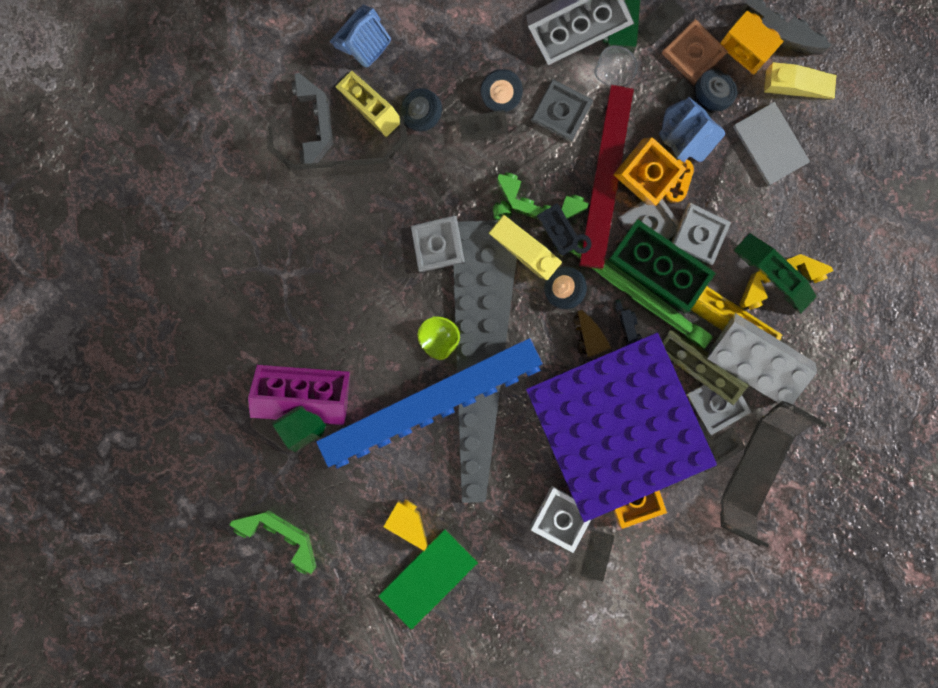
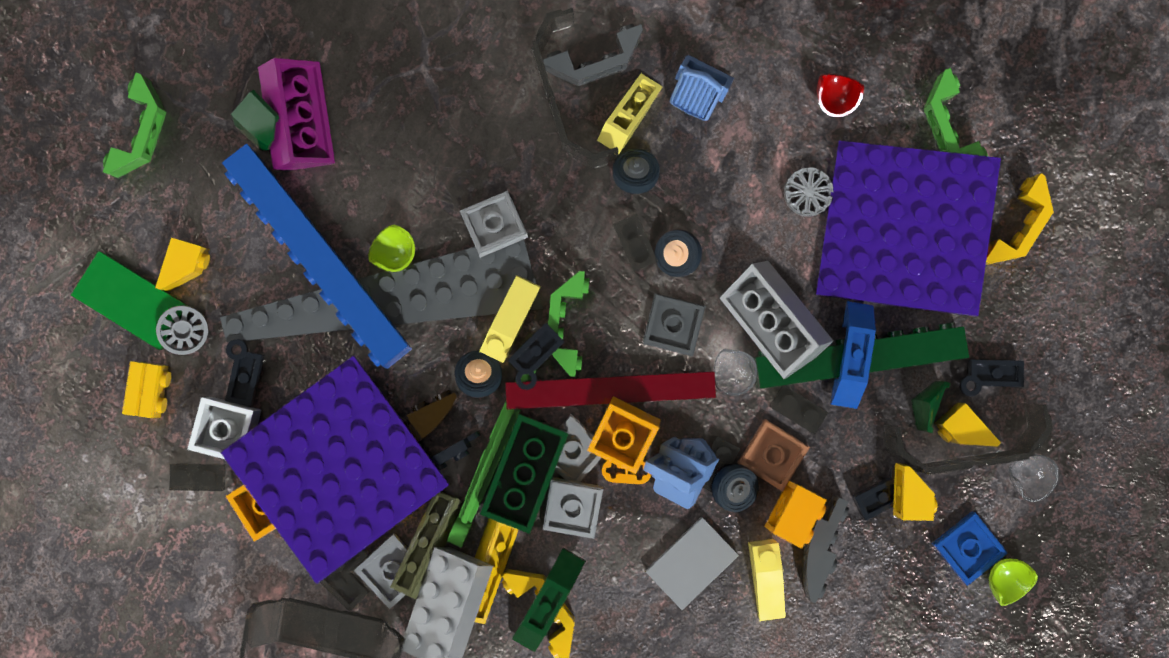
camera: 65 degrees right, 0 degrees up
(465, 538) = (182, 330): none -> light grey wheel
(503, 209) = (548, 284): bright green hinge -> none
(511, 581) = (146, 389): none -> yellow brick
(517, 493) = (244, 374): none -> black hinge

